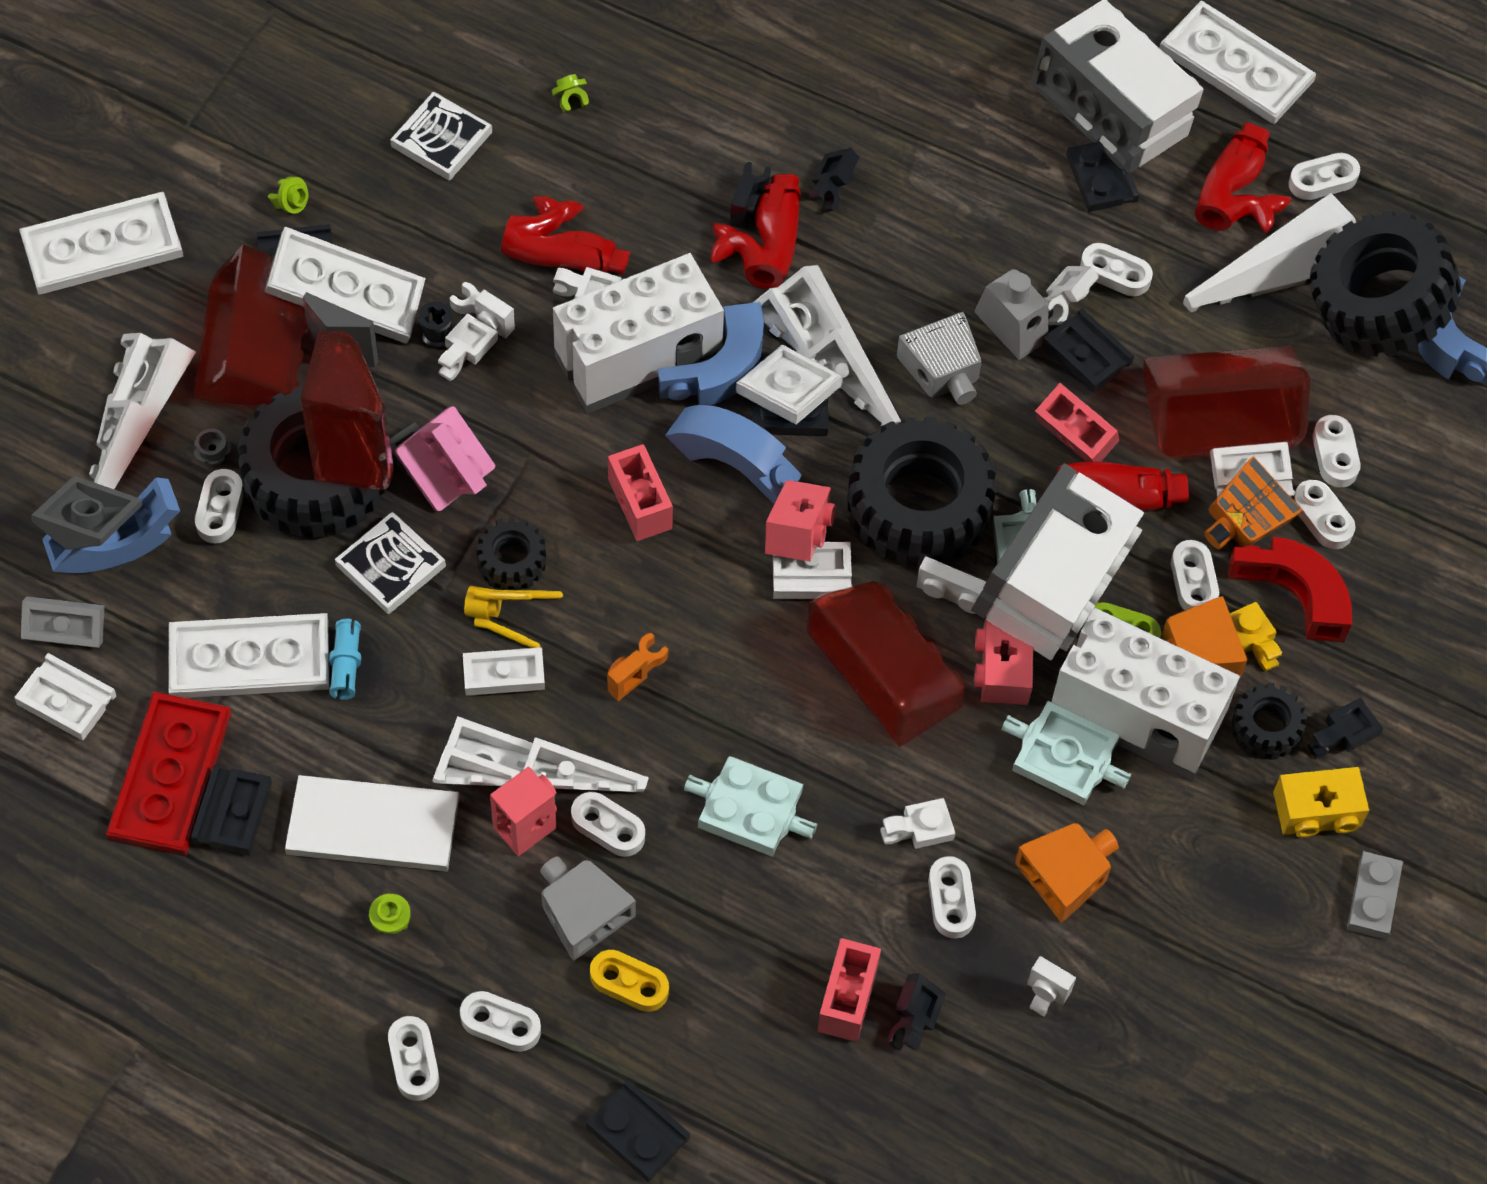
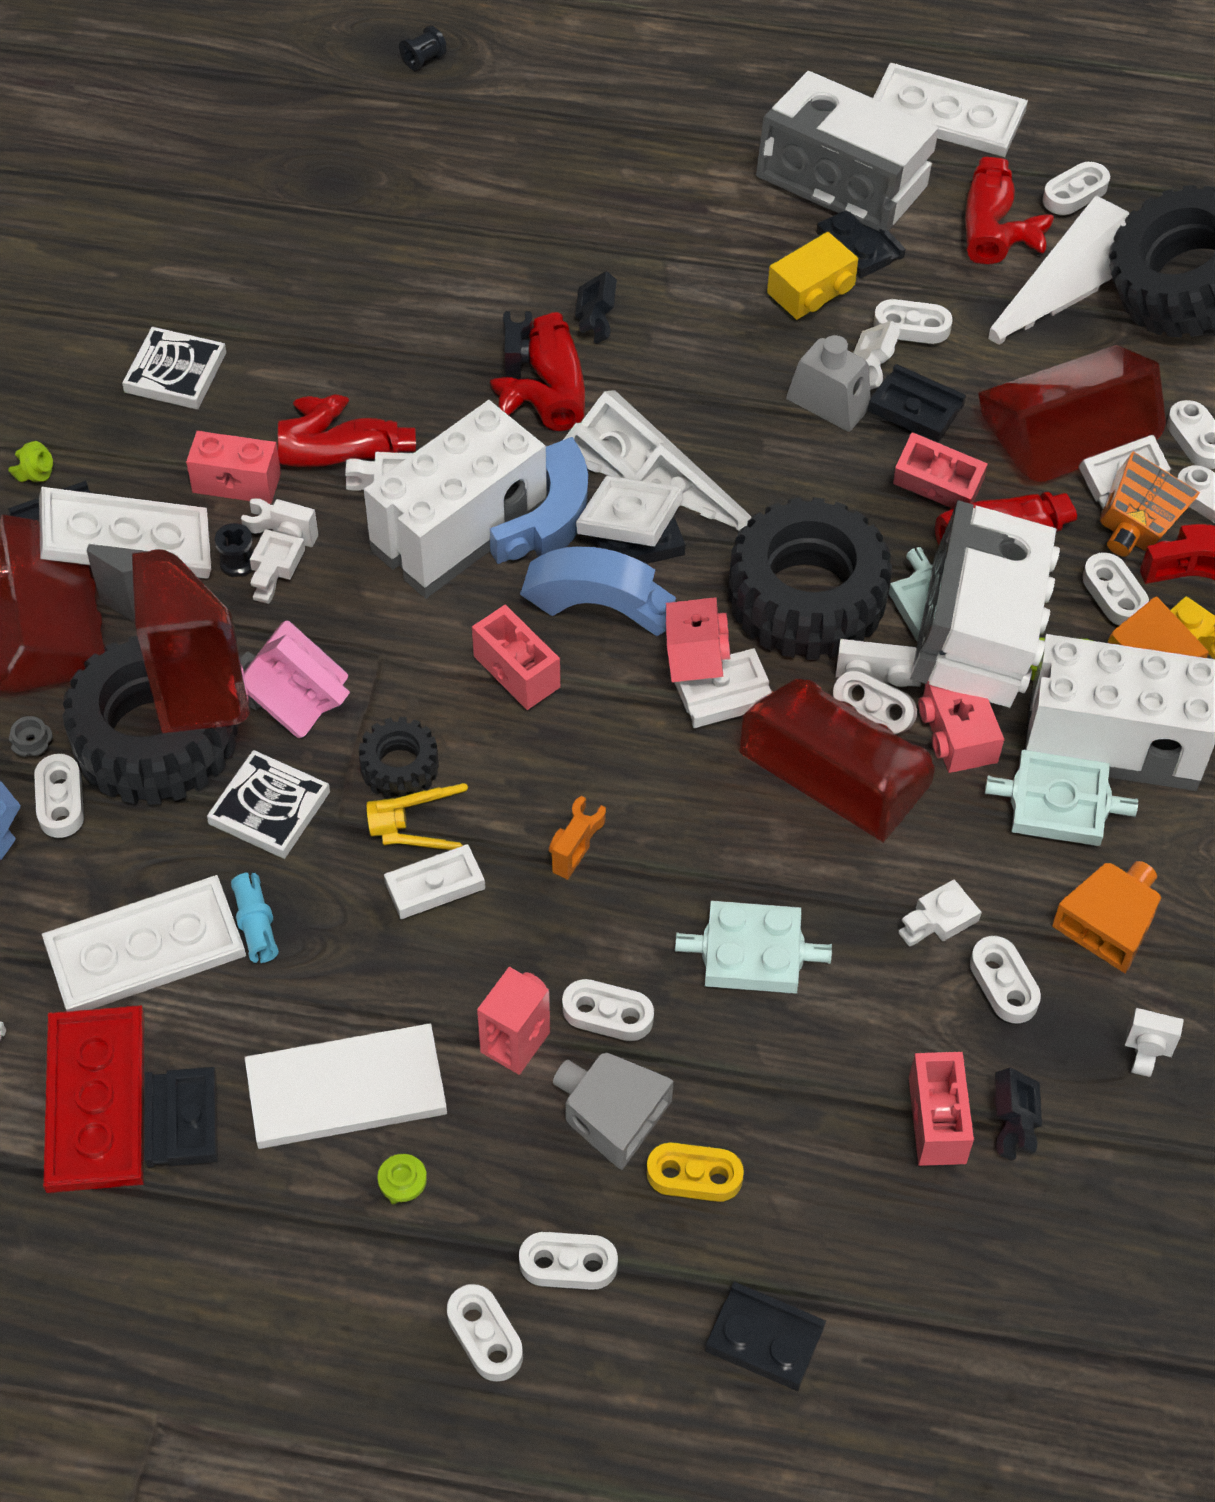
camera: 15 degrees left, 5 degrees down
(459, 247) = (233, 467): none -> coral brick
(492, 758) = (452, 976): white wedge -> none
(568, 87) = (295, 287): lime plate -> none
(939, 622) = (877, 700): none -> white plate
(942, 358) = (775, 446): light grey torso -> none
(1039, 201) = (812, 275): none -> yellow brick

